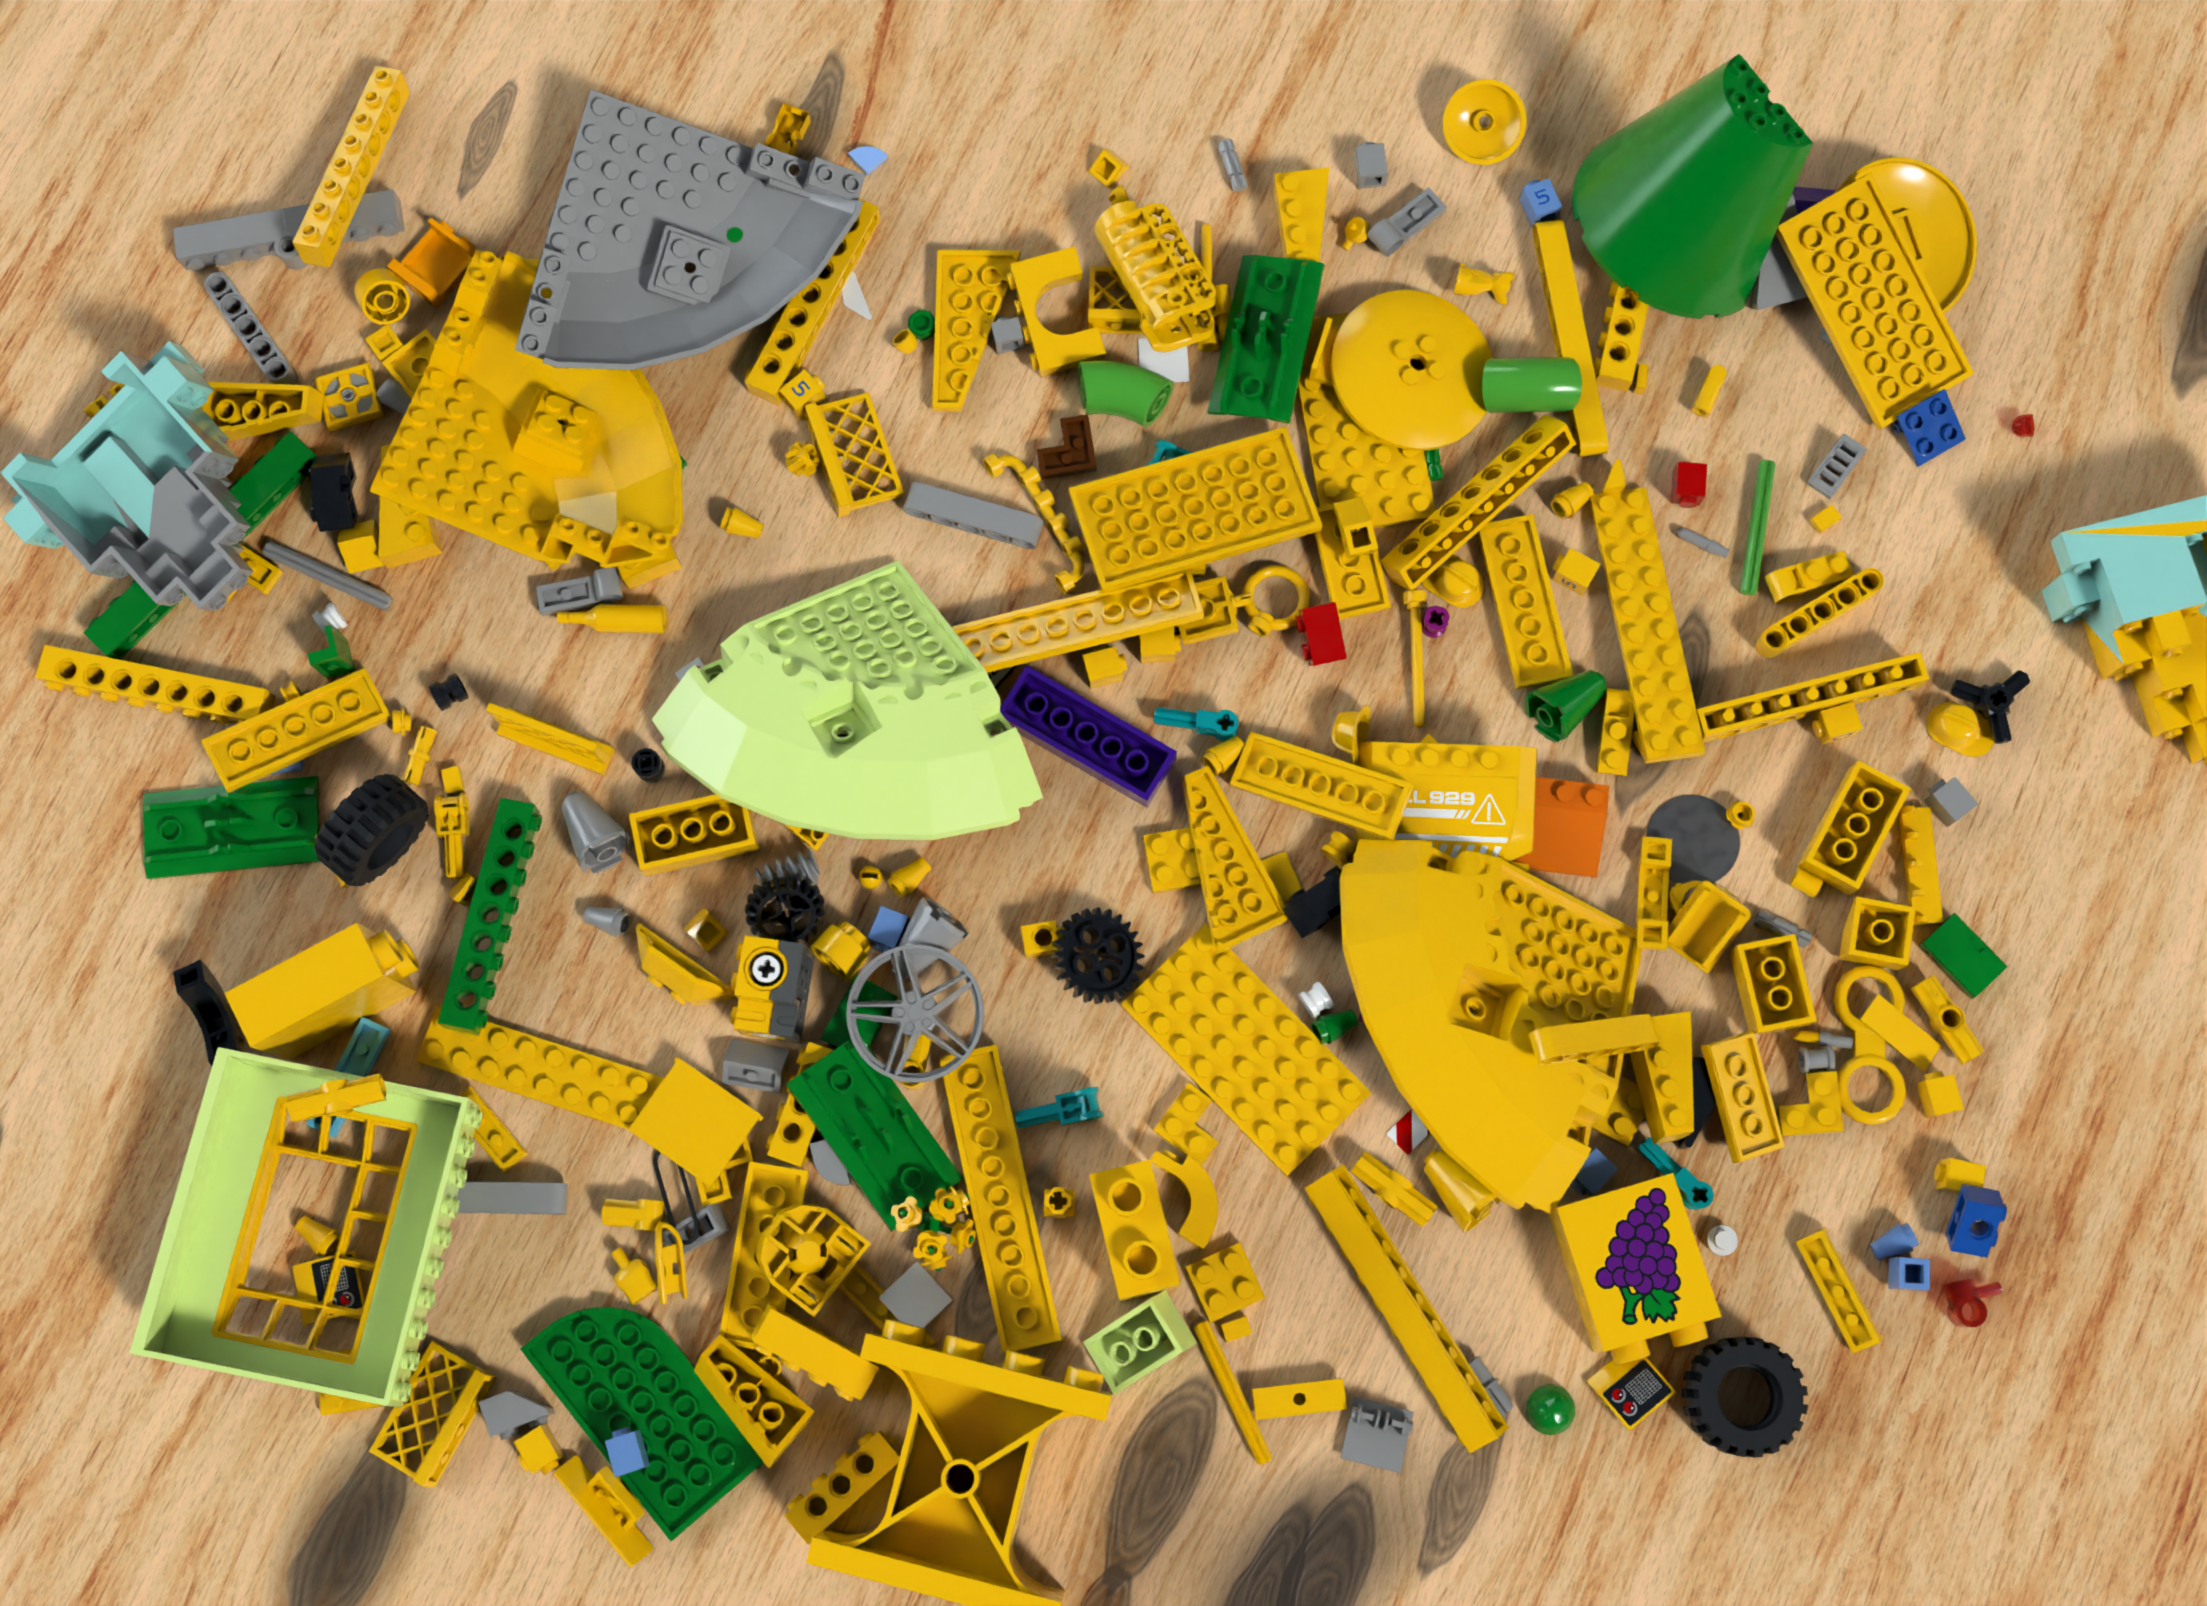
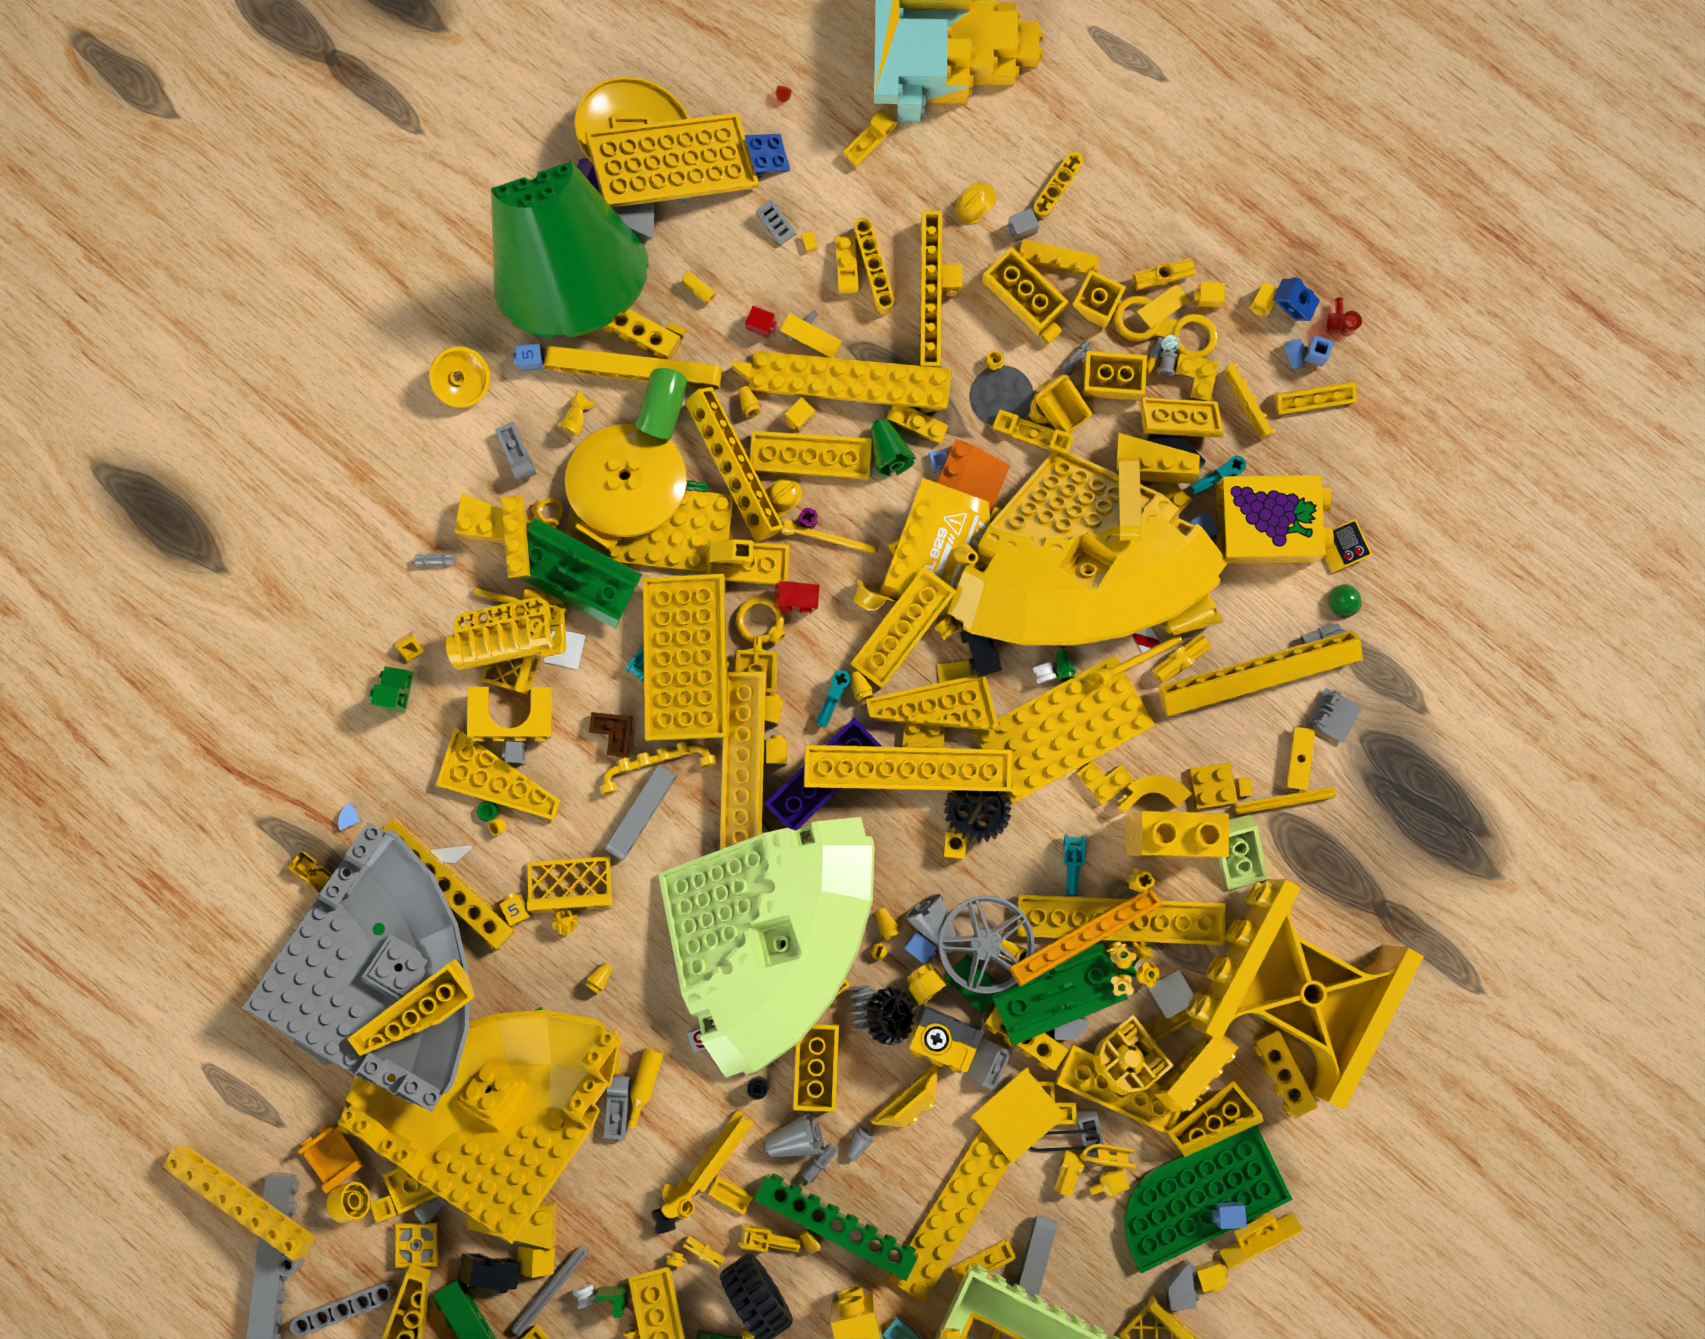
camera: 80 degrees left, 5 degrees up
(453, 780) = (728, 1231): yellow piece -> none
(476, 698) = (675, 1199): none -> yellow plate
(500, 770) = (730, 1195): none -> yellow tile
(568, 873) = (819, 1163): none -> light grey axle
(641, 300) = (417, 1010): none -> yellow wedge
(705, 930) = (884, 1076): yellow slope -> none
(962, 1149) = (1085, 937): none -> light orange tile
(1044, 162) = (393, 691): none -> green brick
(1118, 195) = (438, 644): yellow hinge -> none
(1123, 390) = (582, 683): bright green brick -> none
(1127, 842) = (907, 768): none -> yellow plate
(1290, 248) = (515, 536): none -> yellow plate
(1337, 1083) = (1105, 675): none -> yellow piece
(1340, 272) = (538, 507): none -> yellow piece
(1356, 232) = (511, 487): yellow piece -> none
(1370, 165) = (465, 464): light grey brick -> none
(1452, 833) = (965, 554): none -> yellow cone
(1573, 772) = (938, 459): none -> light blue tile
(1691, 555) = (811, 336): none -> yellow tile
(1722, 1240) = (1266, 459): white plate -> none
(1757, 527) = (802, 286): bright green axle -> none
(1785, 1396) = (1391, 464): black tyre -> none
(1799, 1191) = (1247, 401): none -> yellow hinge
(1847, 1054) = (1170, 343): none -> light aqua plate
(1963, 955) = (1124, 250): green piece -> none
(2002, 560) = (870, 138): none -> yellow plate
(2004, 697) = (962, 168): black bush -> none
(2027, 836) = (1060, 186): none -> yellow beam

